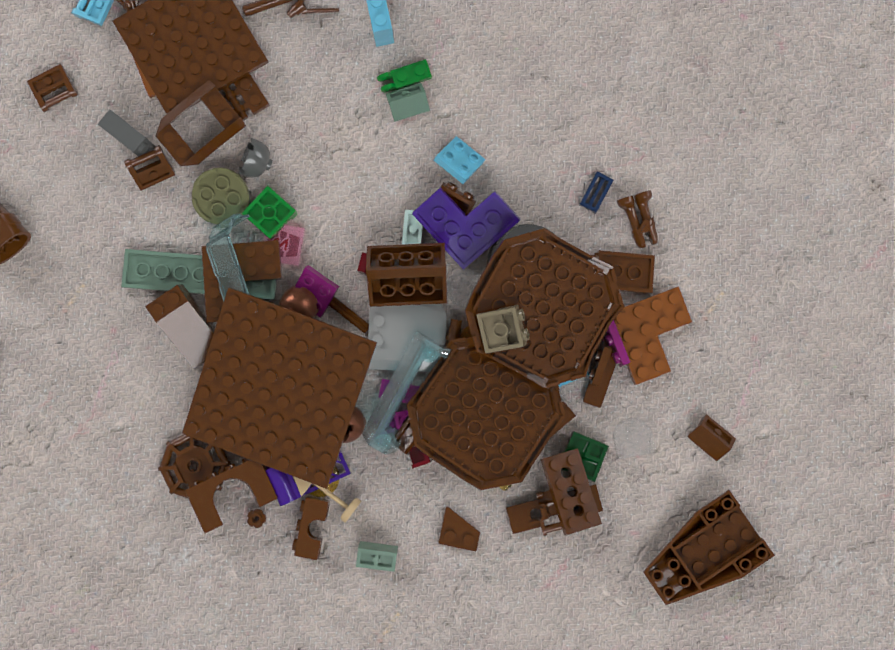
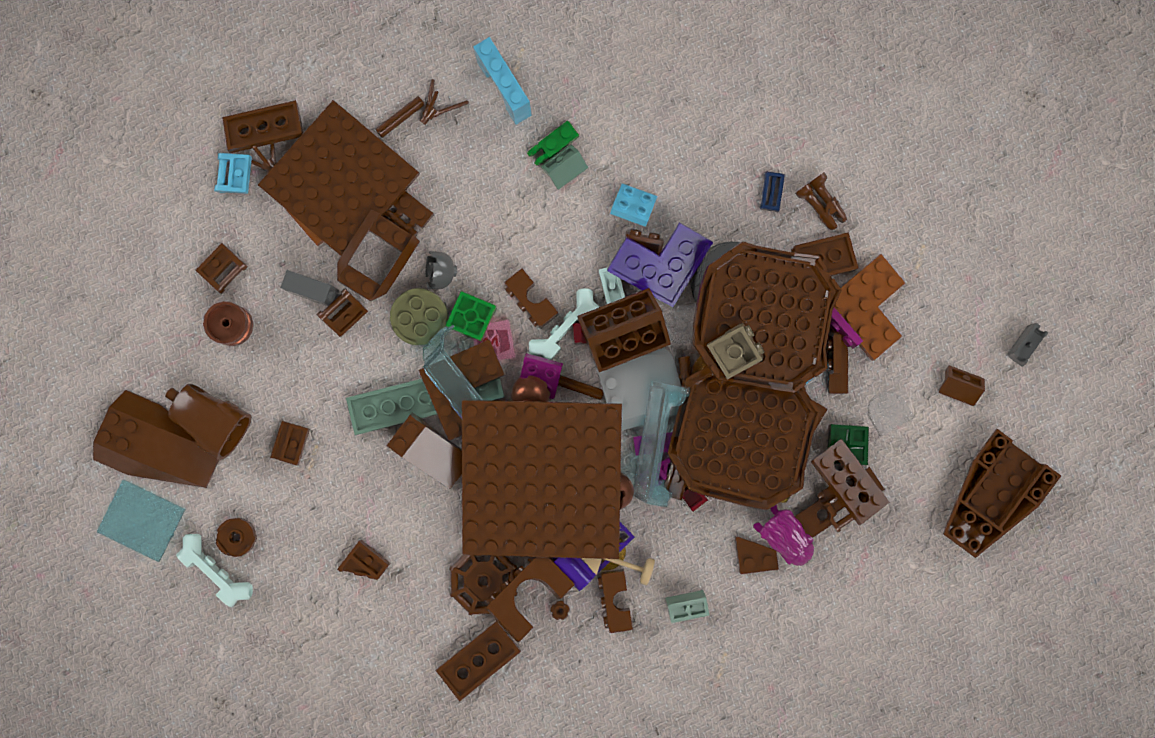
camera: 15 degrees left, 0 degrees up
(39, 141) = (225, 313): none -> copper wheel
(58, 273) = (290, 443): none -> reddish brown plate
(89, 409) = (364, 562): none -> reddish brown wing
(150, 532) = (478, 674): none -> reddish brown plate
(333, 266) = (548, 347): none -> light aqua plate
(336, 231) = (540, 313): none -> reddish brown arch
(493, 523) = (787, 537): none -> magenta hair
(787, 420) = (1026, 344): none -> dark grey hinge

